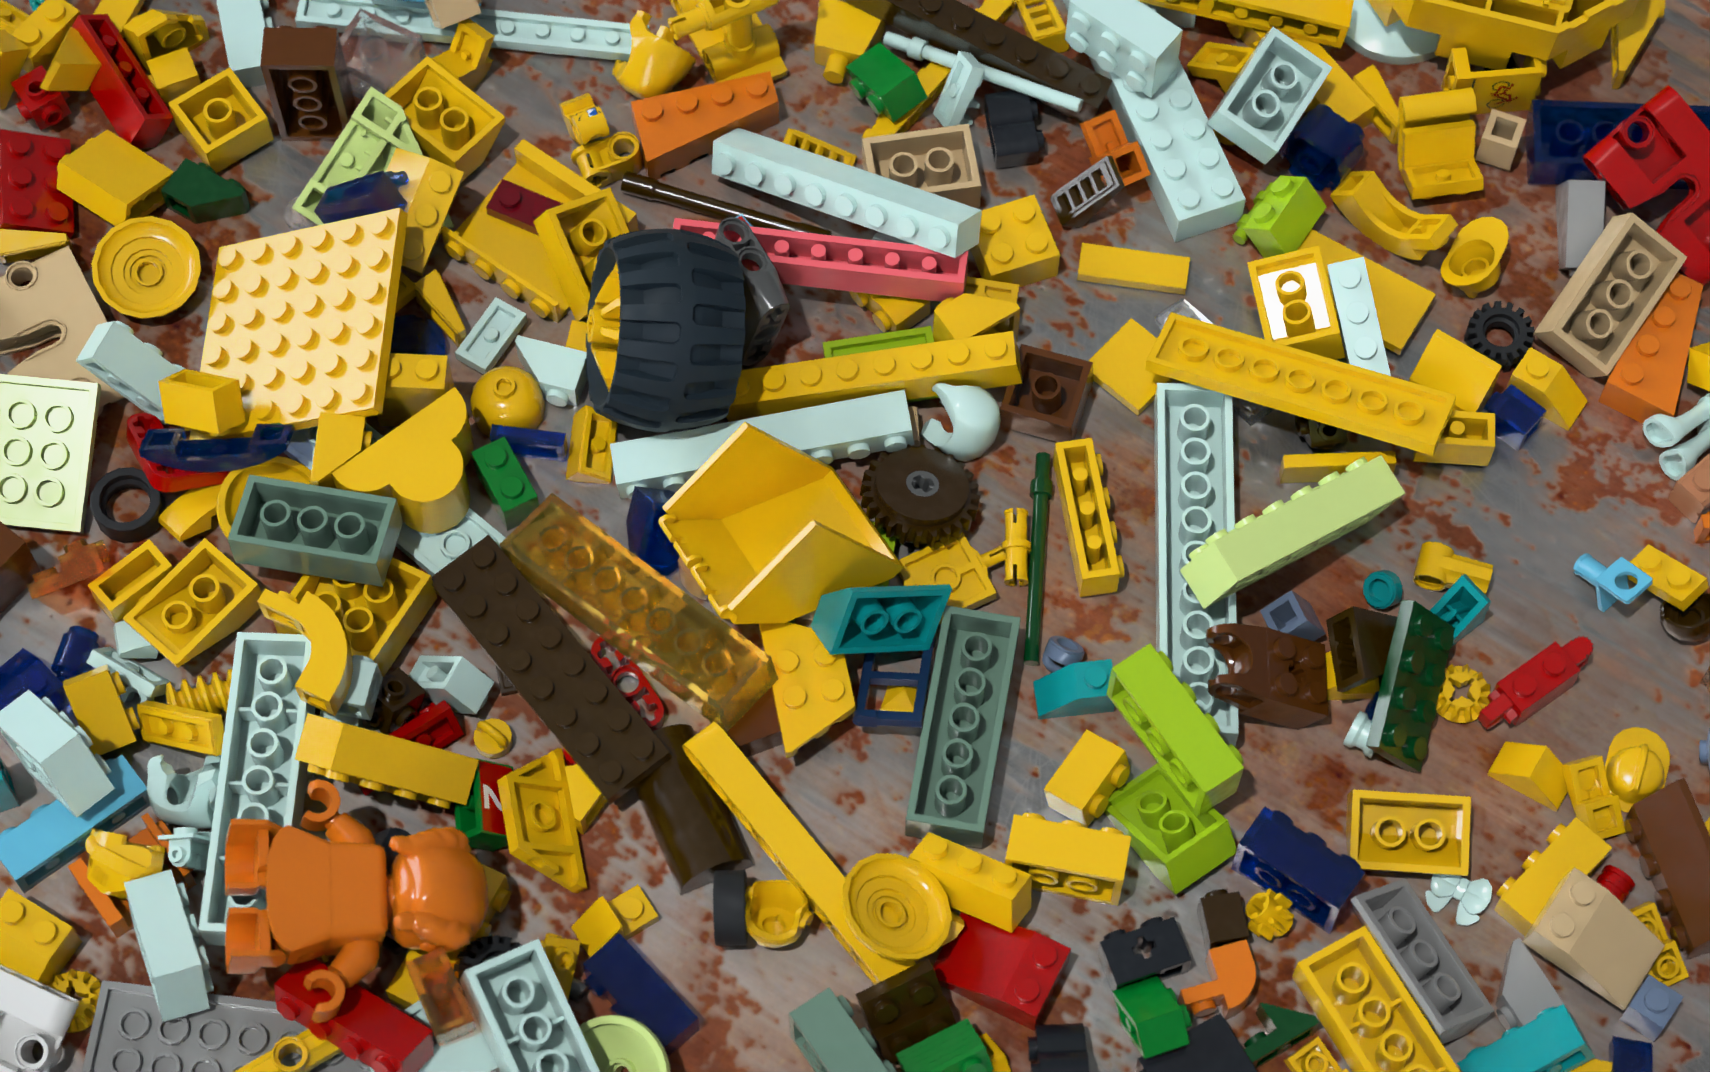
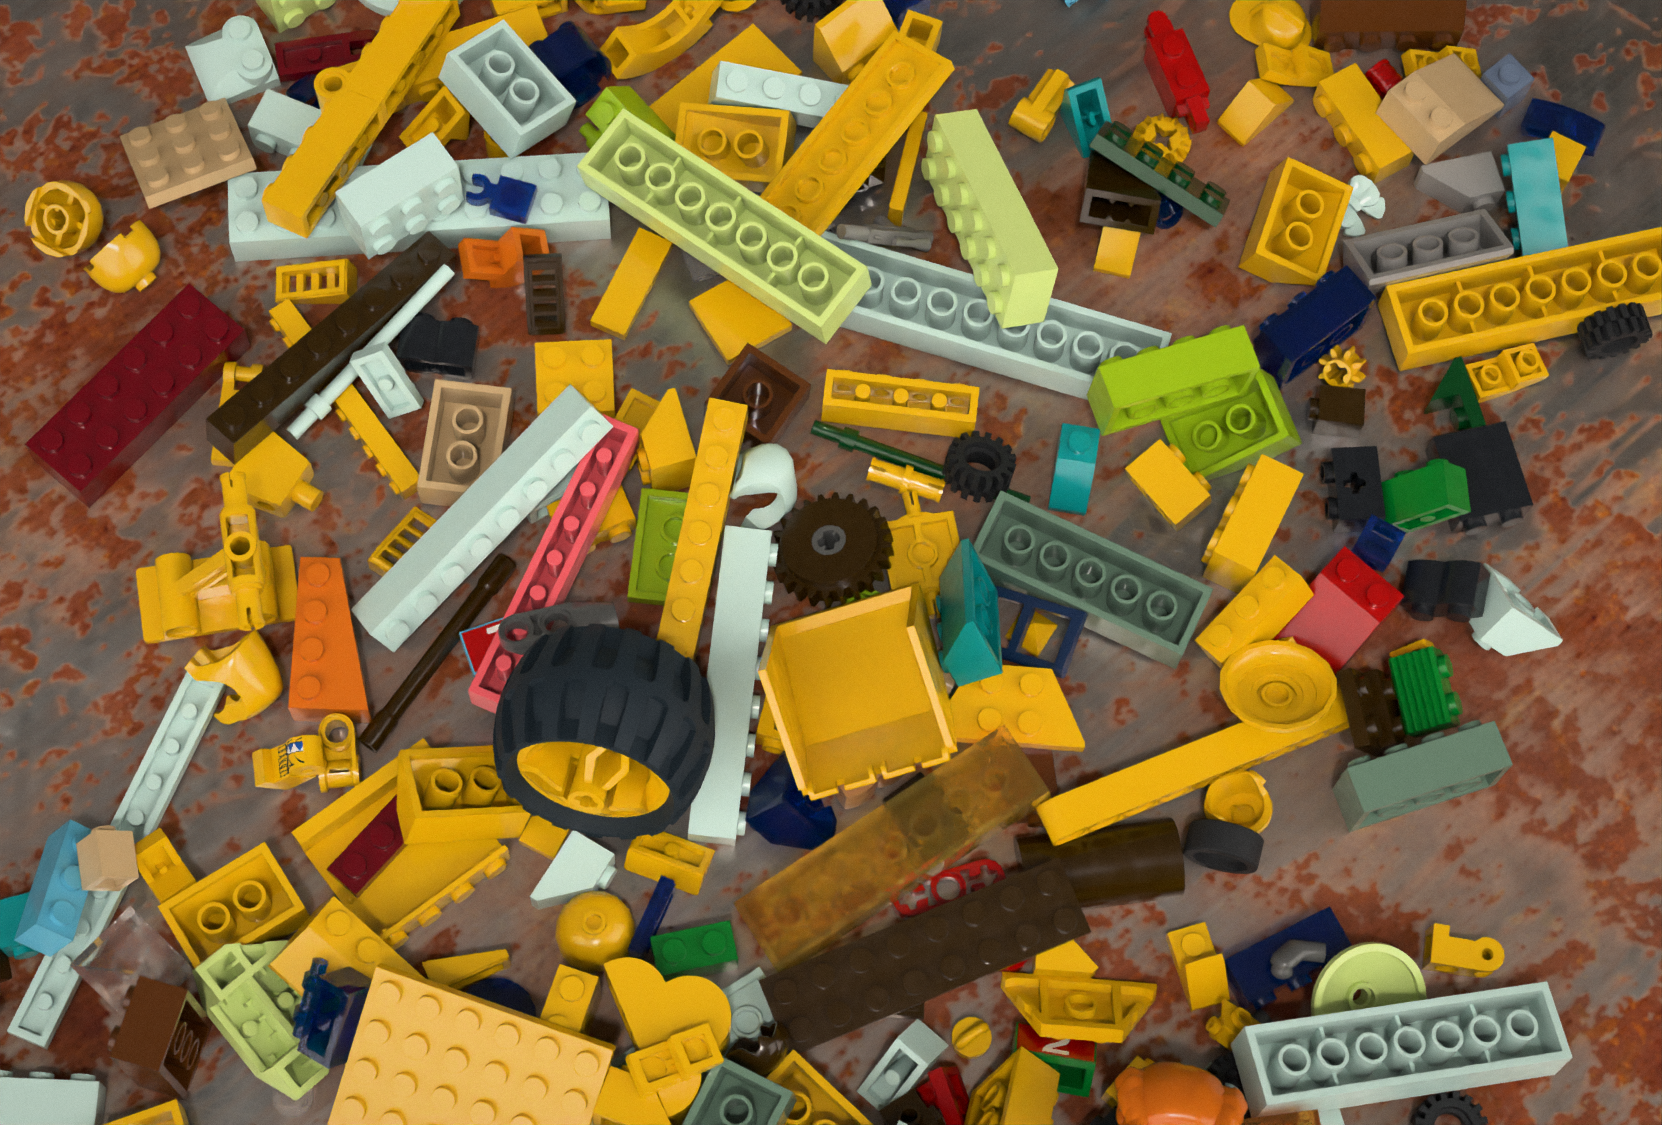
camera: 80 degrees left, 5 degrees up
(379, 461) = (674, 1060): none -> yellow slope
(421, 551) = (765, 1053): none -> dark brown hair
(491, 336) = (511, 928): light aqua plate -> none
(637, 987) = (1293, 953): none -> dark grey arm
(885, 82) = (349, 448): green brick -> none
(1062, 651) = (1032, 470): sand blue tile -> none
(1063, 594) = (982, 451): none -> black tyre
(1086, 984) = (1375, 549): none -> clear blue brick
(1163, 127) = (507, 199): none -> clear blue plate
(1188, 300) = (725, 225): none -> yellowish green brick
(1231, 982) = (1400, 421): orange brick -> none
(1256, 464) = (886, 233): none -> light grey piece
(1270, 674) = (1120, 284): reddish brown brick -> none
(1293, 616) = (1066, 253): sand blue brick -> none
(1359, 733) = (1185, 232): light aqua wheel -> none
(1382, 589) = (1044, 170): teal tile -> none

